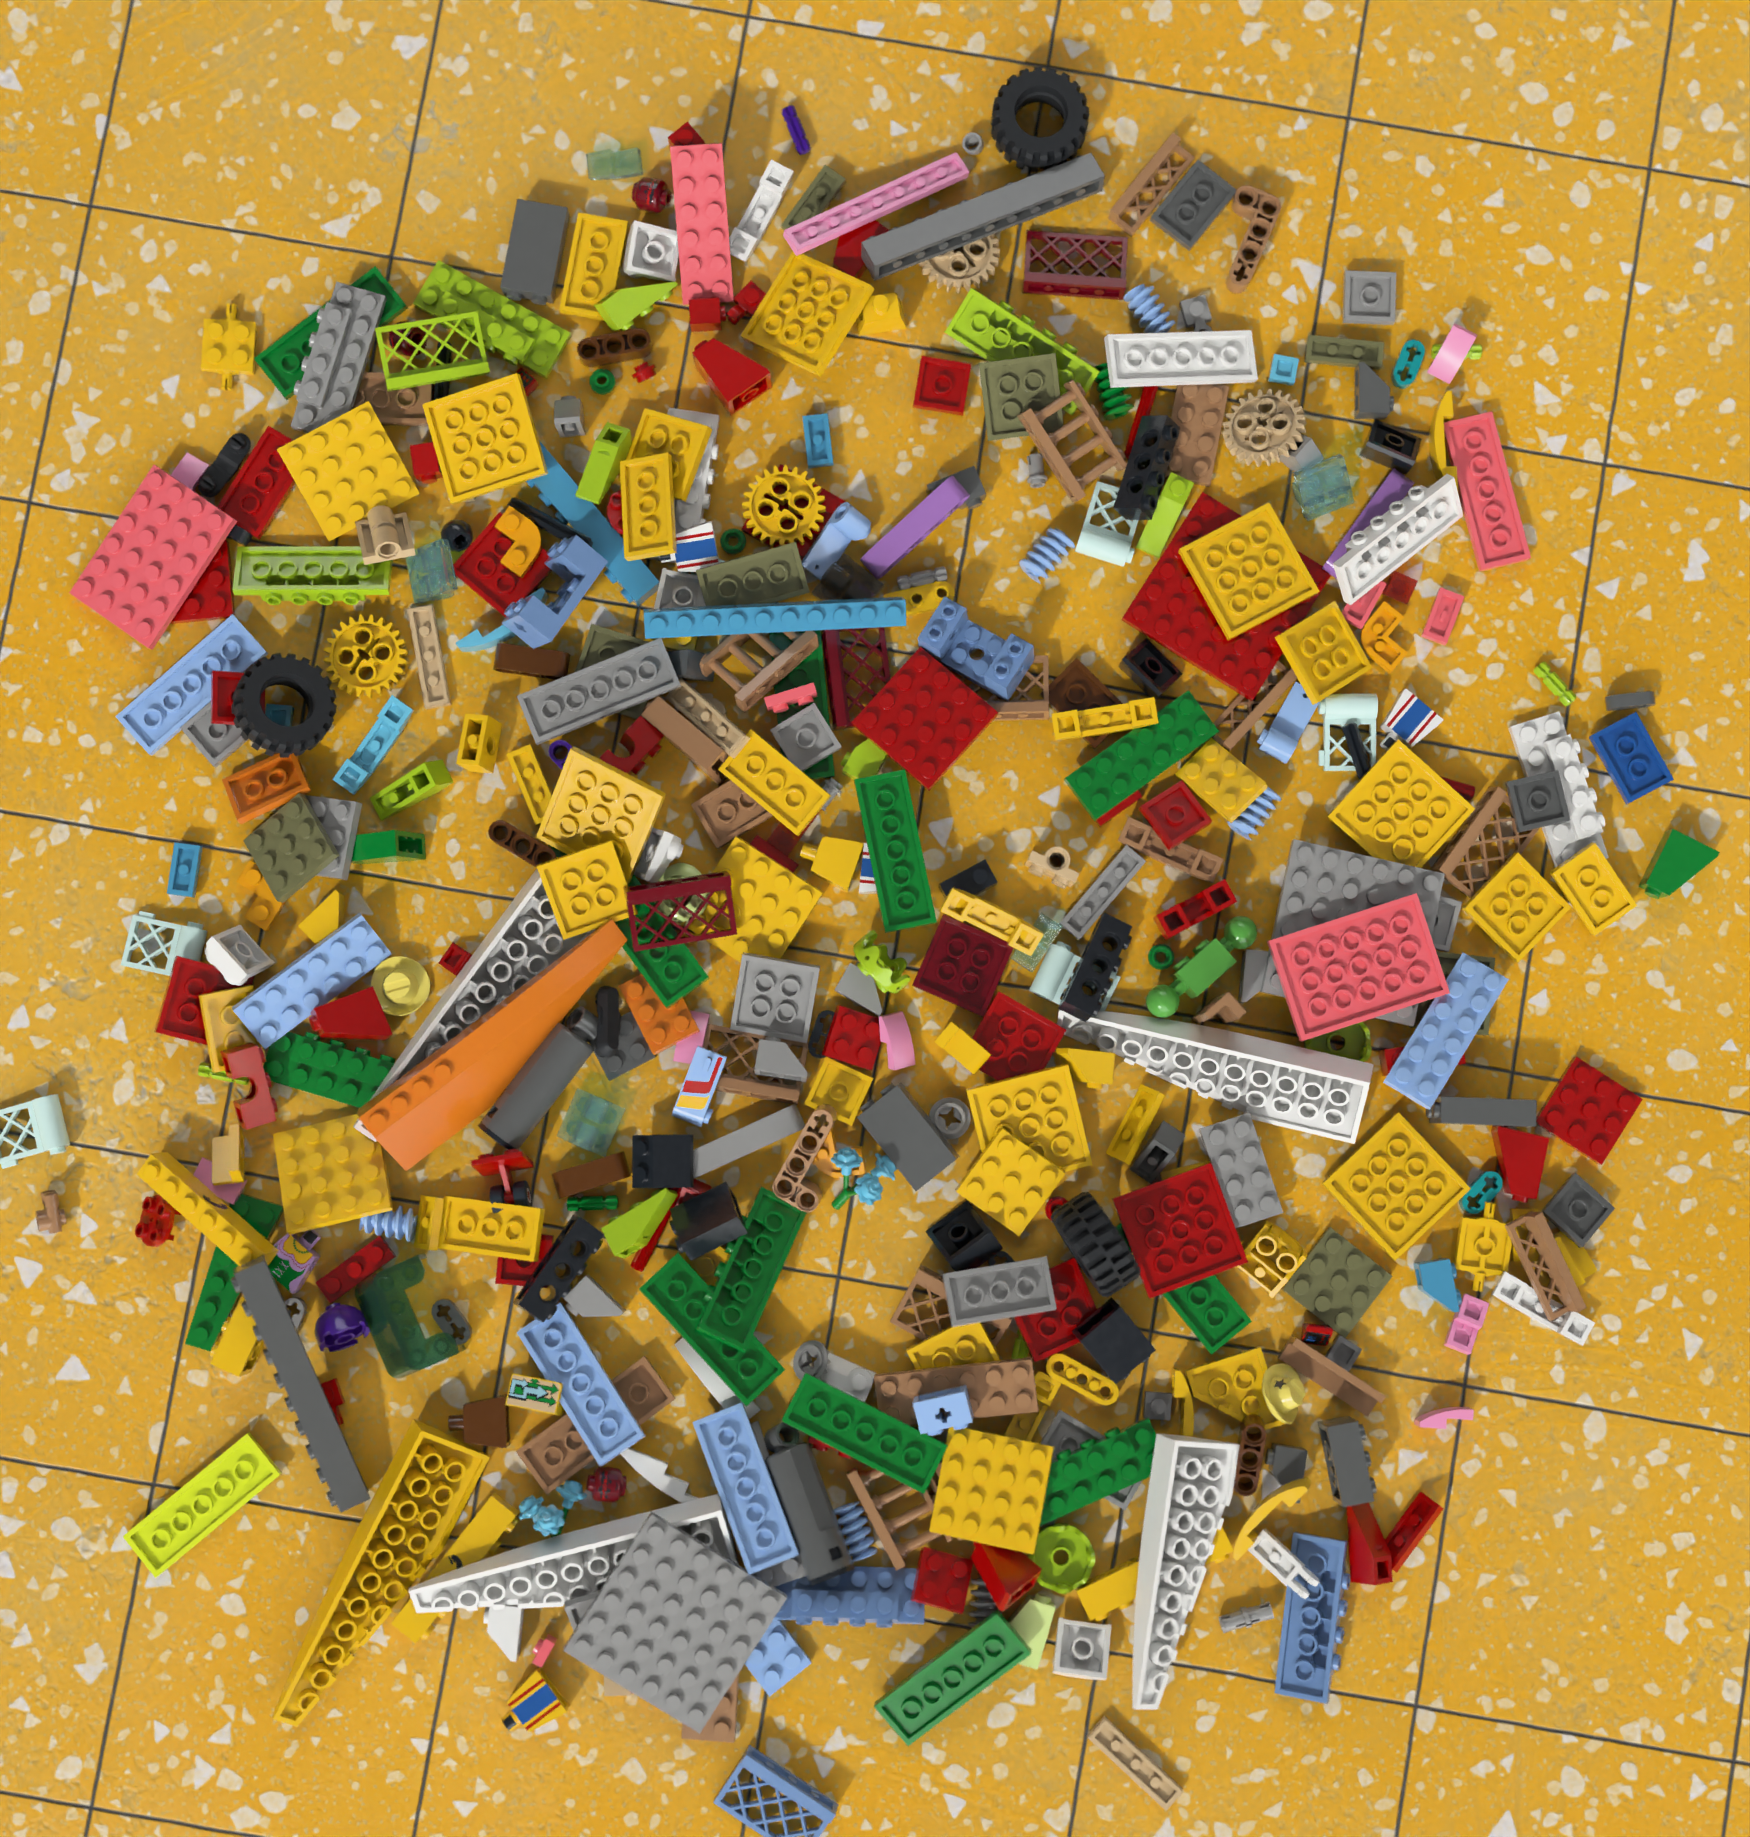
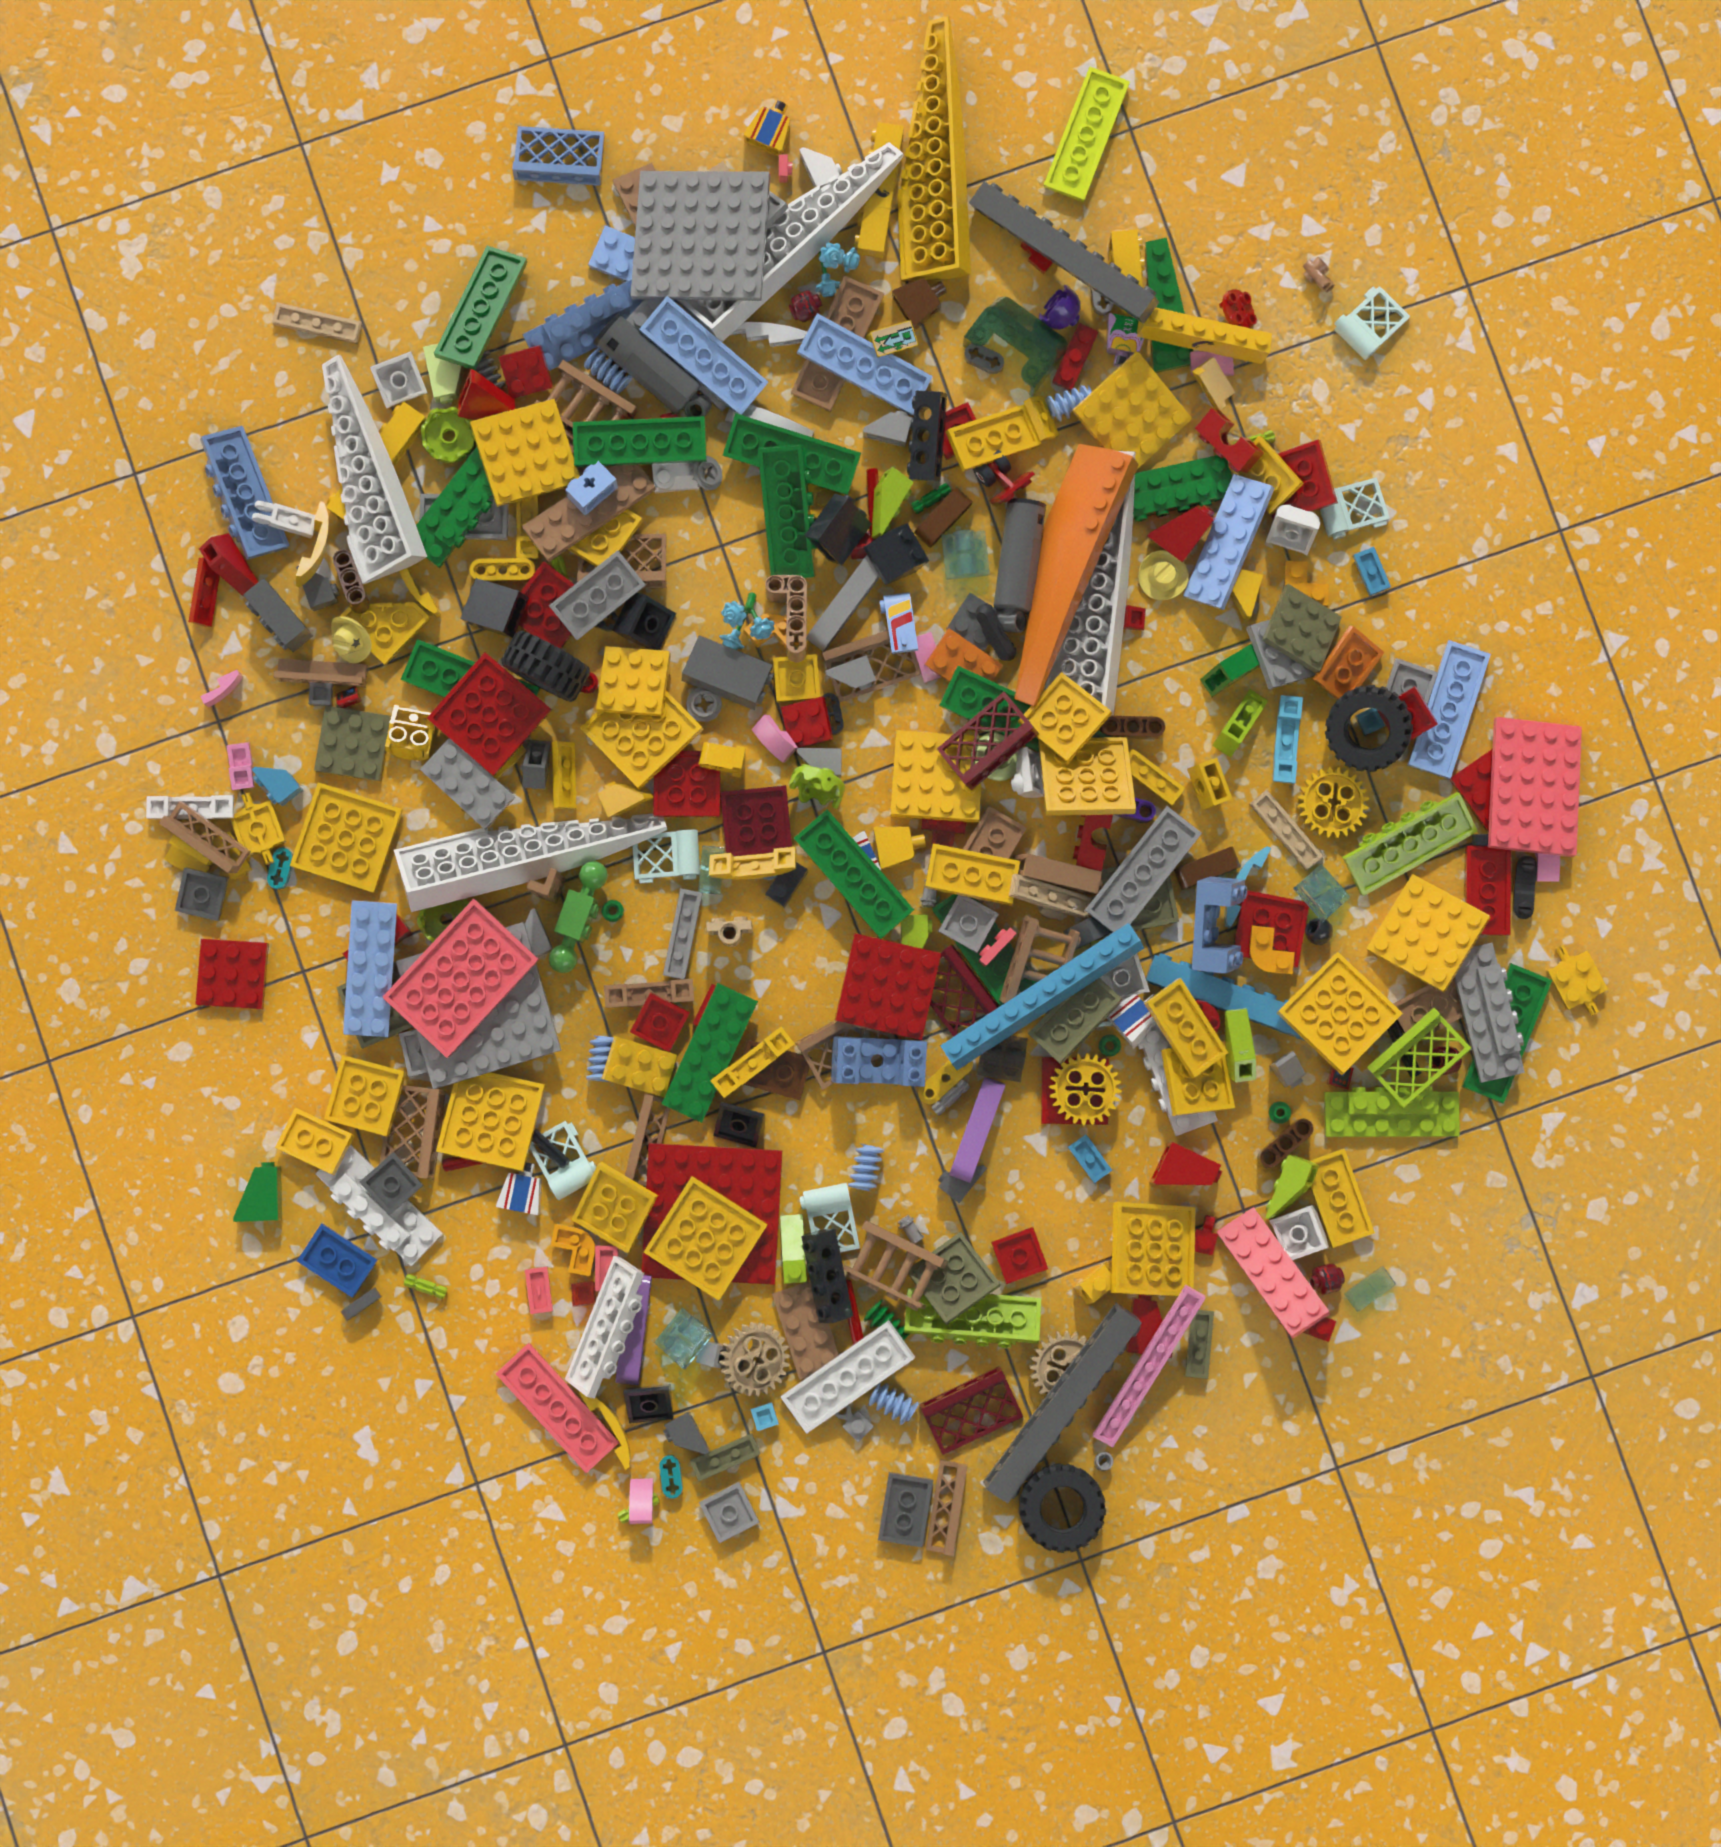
camera: 155 degrees right, 0 degrees up
(384, 536) = (1371, 899): tan plate -> none
(425, 463) = (1375, 972): red brick -> none
(535, 252) = (1389, 1183): dark grey brick -> none
(547, 522) = (1260, 978): black axle -> none
(644, 372) = (1252, 1137): red plate -> none
(706, 314) = (1230, 1208): red brick -> none
(760, 210) = (1236, 1313): white slope -> none
(775, 997) = (882, 719): light grey plate -> none
(796, 130) = (1246, 1395): dark purple axle -> none
(841, 528) = (1034, 1089): light blue door -> none
(1107, 930) = (660, 838): black brick -> none
(1157, 1405) = (437, 582): flat silver plate -> none
(1195, 909) = (607, 957): red arch -> none
(1246, 1617) = (291, 467): light grey pin -> none
(1251, 243) = (846, 1503): medium nougat beam -> none
(1288, 725) = (611, 1137): light blue door -> none
(1483, 1111) = (310, 925): dark grey brick -> none
(1520, 1161) = (262, 906): red slope -> none

